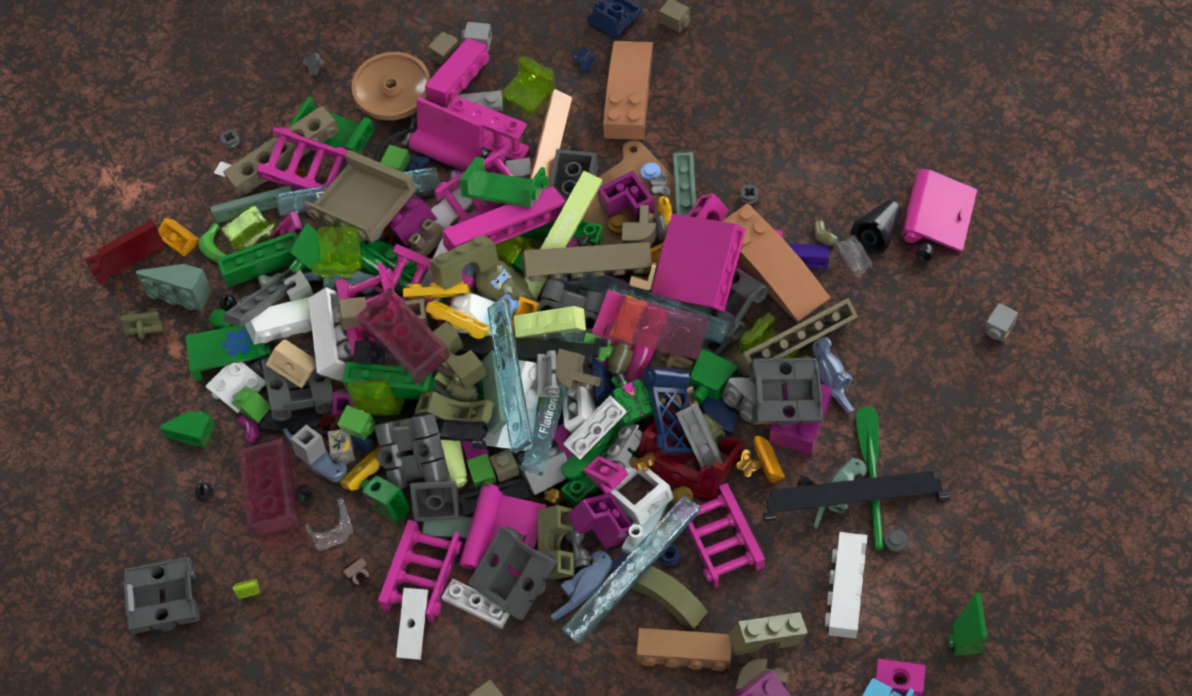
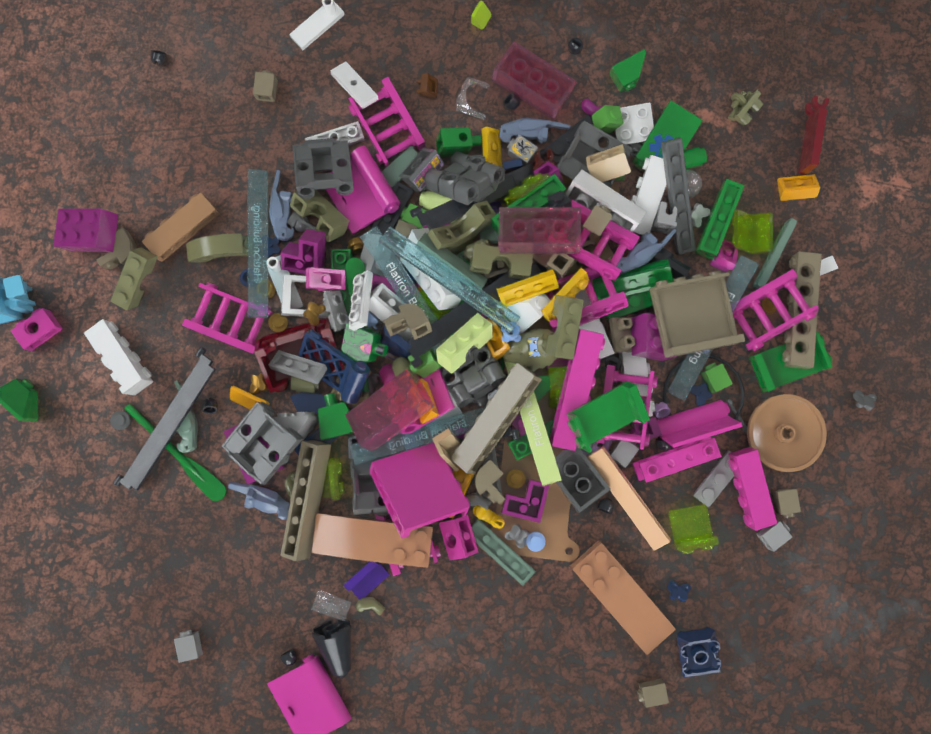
camera: 125 degrees right, 25 degrees up
(176, 285) = (744, 150): sand green slope -> none
(207, 246) = (764, 197): bright green piece -> none
(231, 302) = (705, 175): black hinge -> none
(232, 142) = (845, 287): dark grey bush -> none
(305, 250) = (687, 249): green torso -> none
(308, 444) = (533, 119): light grey brick -> none
(338, 252) = (658, 256): clear neon green bracket -> none
(356, 423) = (520, 164): bright green brick -> none
(547, 380) = (426, 303): light grey hinge -> none
(747, 189) = (448, 593): dark grey bush -> none

